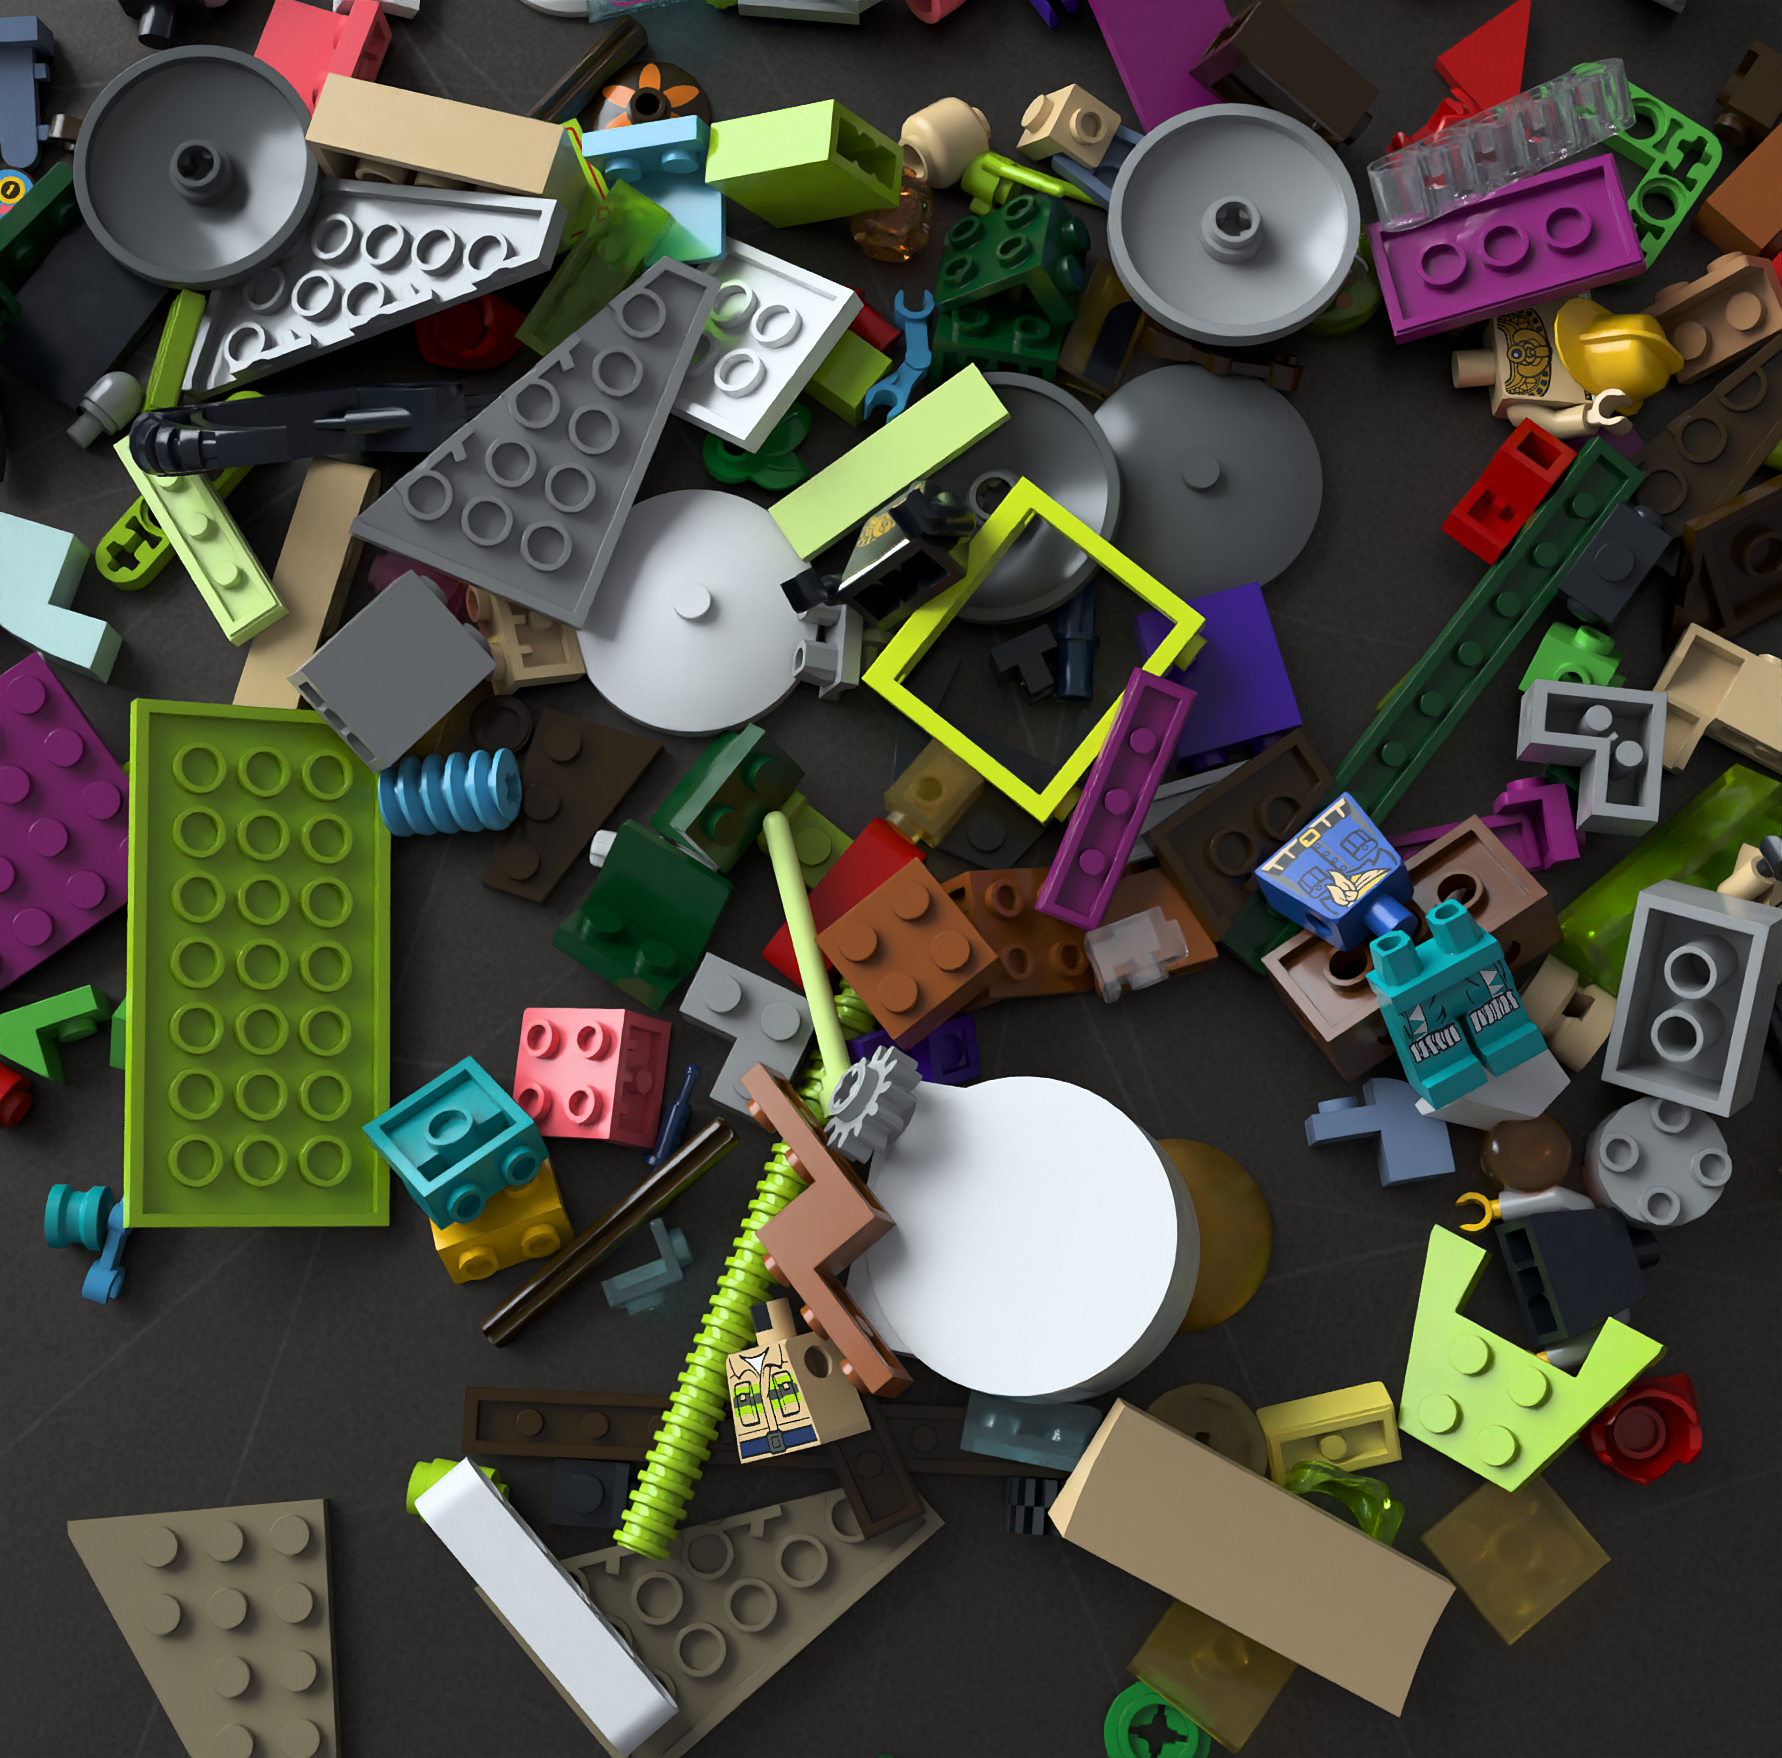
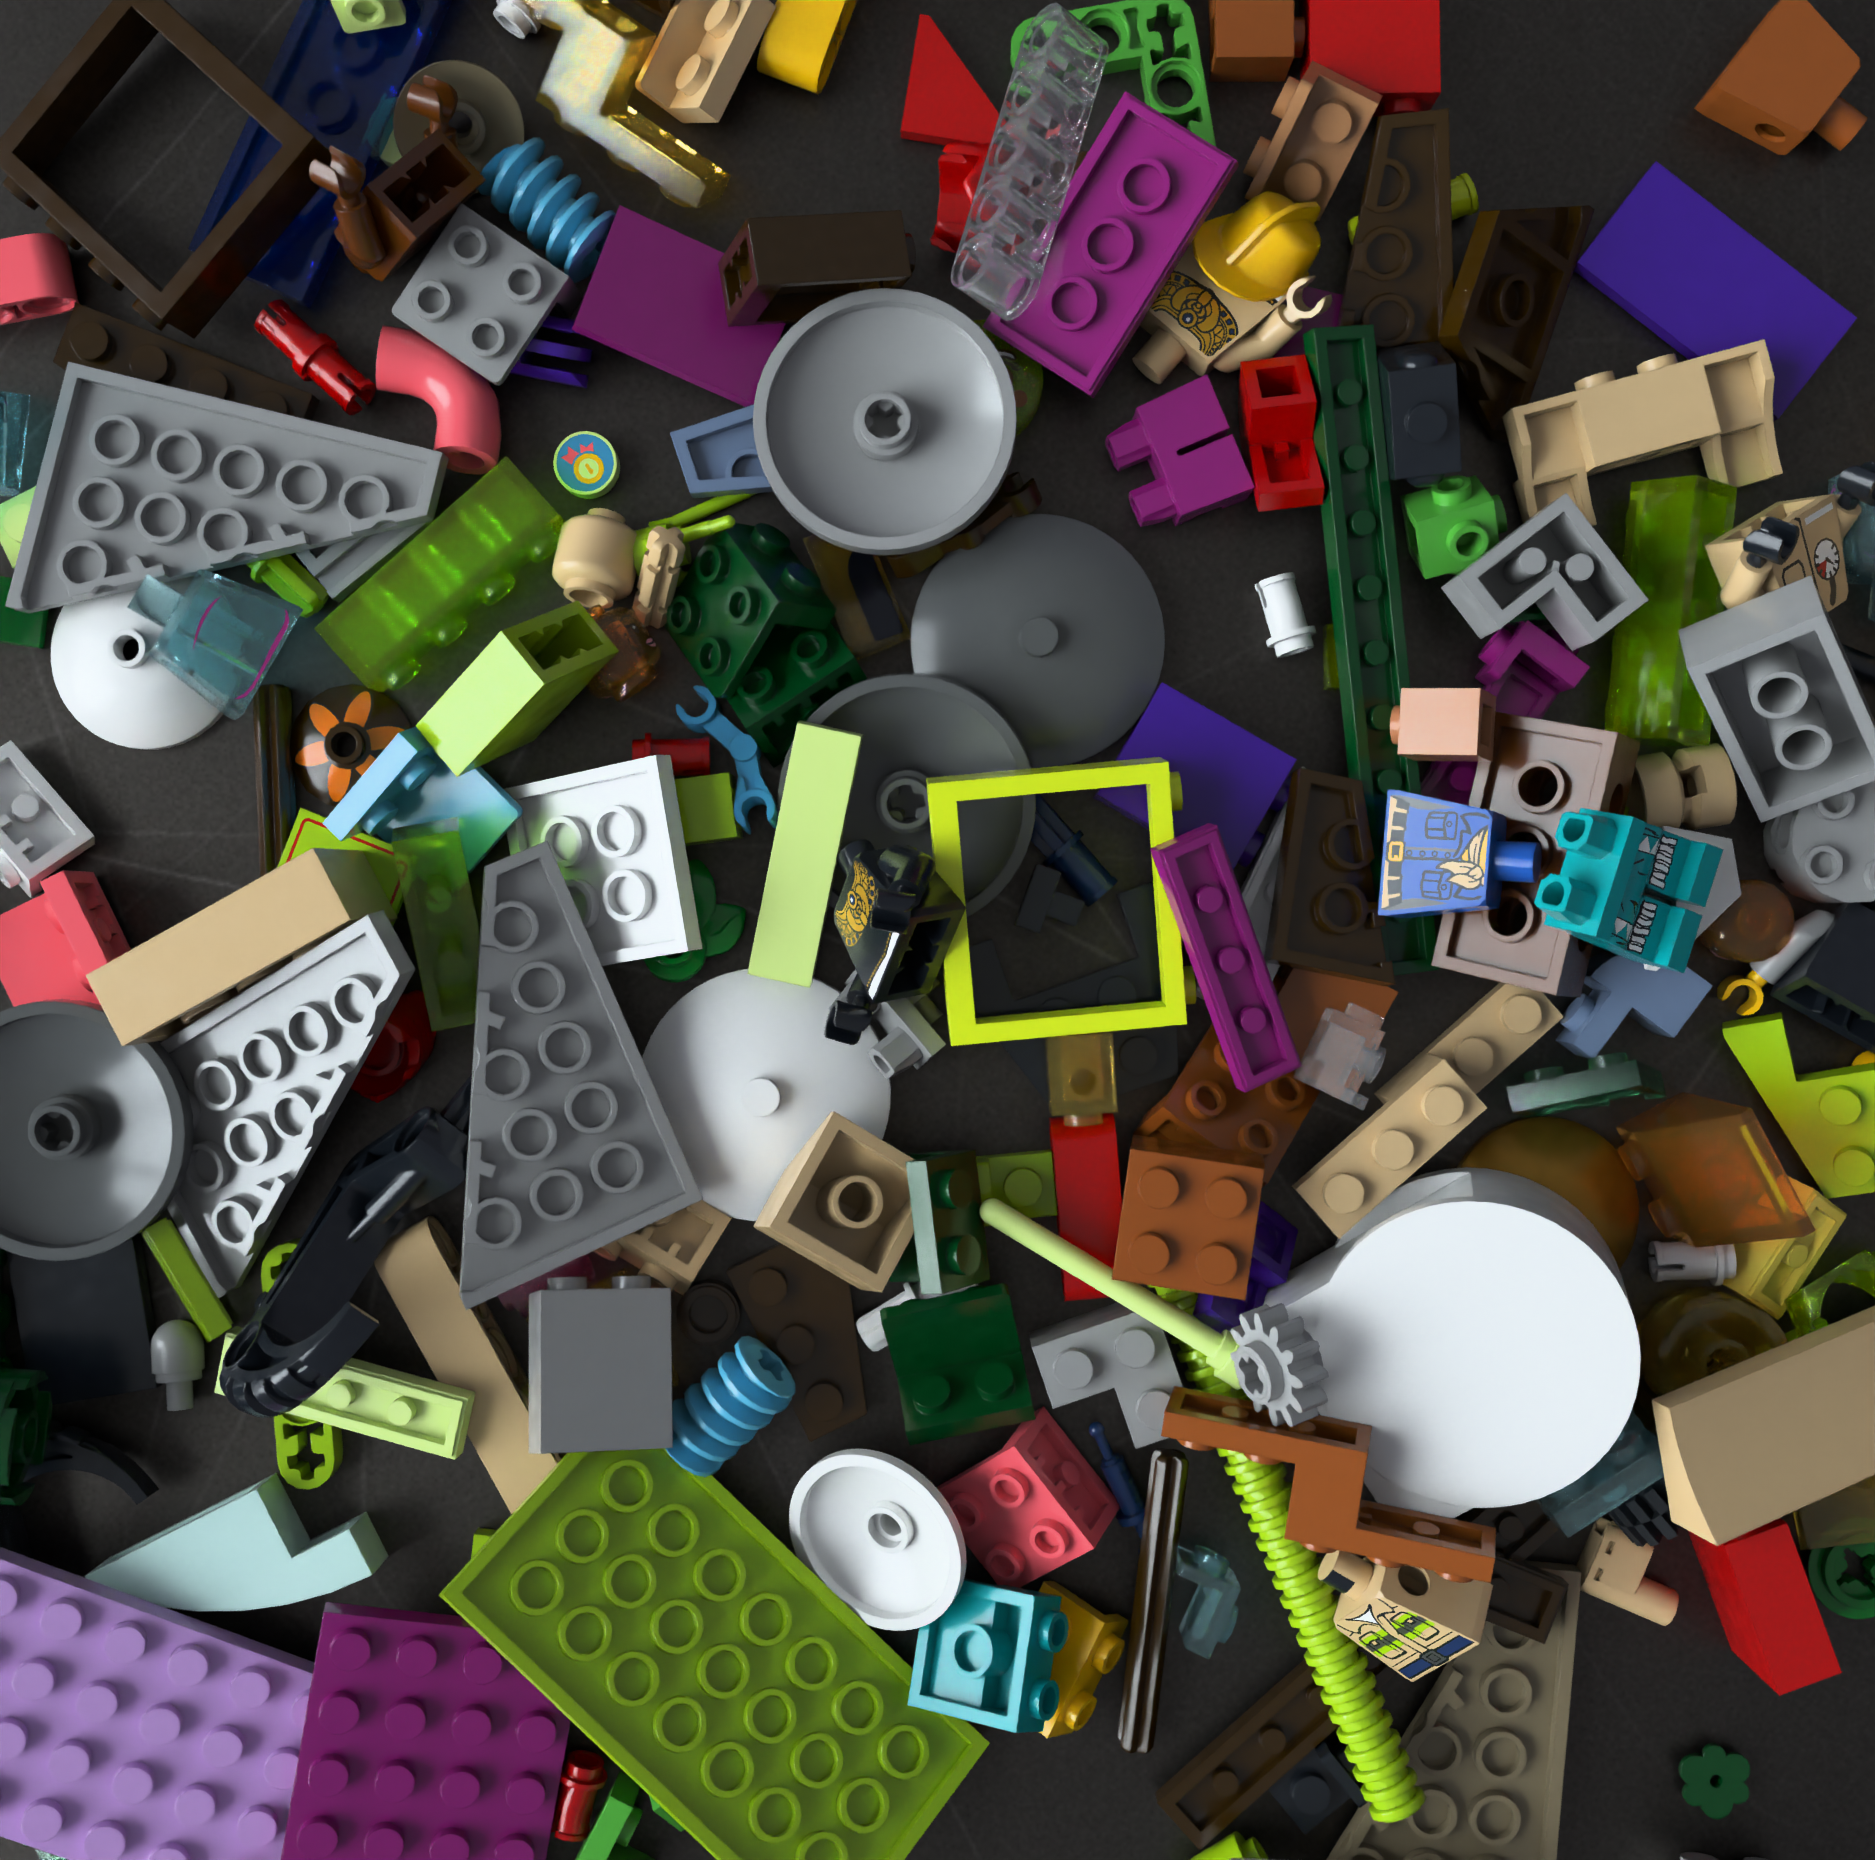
camera: 50 degrees left, 10 degrees up
(64, 972) = (580, 1780): none -> red pin
(462, 987) = (878, 1538): none -> white dish
(673, 722) = (844, 1204): none -> tan slope
(826, 56) = (443, 578): none -> clear neon green brick
(965, 1558) = (1615, 1571): none -> tan piece
(975, 188) = (659, 575): none -> tan axle
(1000, 79) = (586, 464): none -> tile
(1067, 1654) = (1768, 1607): none -> red brick
(1070, 124) = (677, 456): tan bracket -> none
(1165, 1058) = (1425, 1105): none -> tan bracket
(1254, 1377) = (1686, 1262): none -> white pin
(1292, 1162) = (1608, 1079): none -> clear green wing
(1319, 1297) = (1711, 1173): none -> clear orange slope
(1387, 639) = (1285, 615): none -> white pin
(1432, 789) = (1444, 724): none -> brick
(1433, 448) = (1187, 454): none -> magenta hips

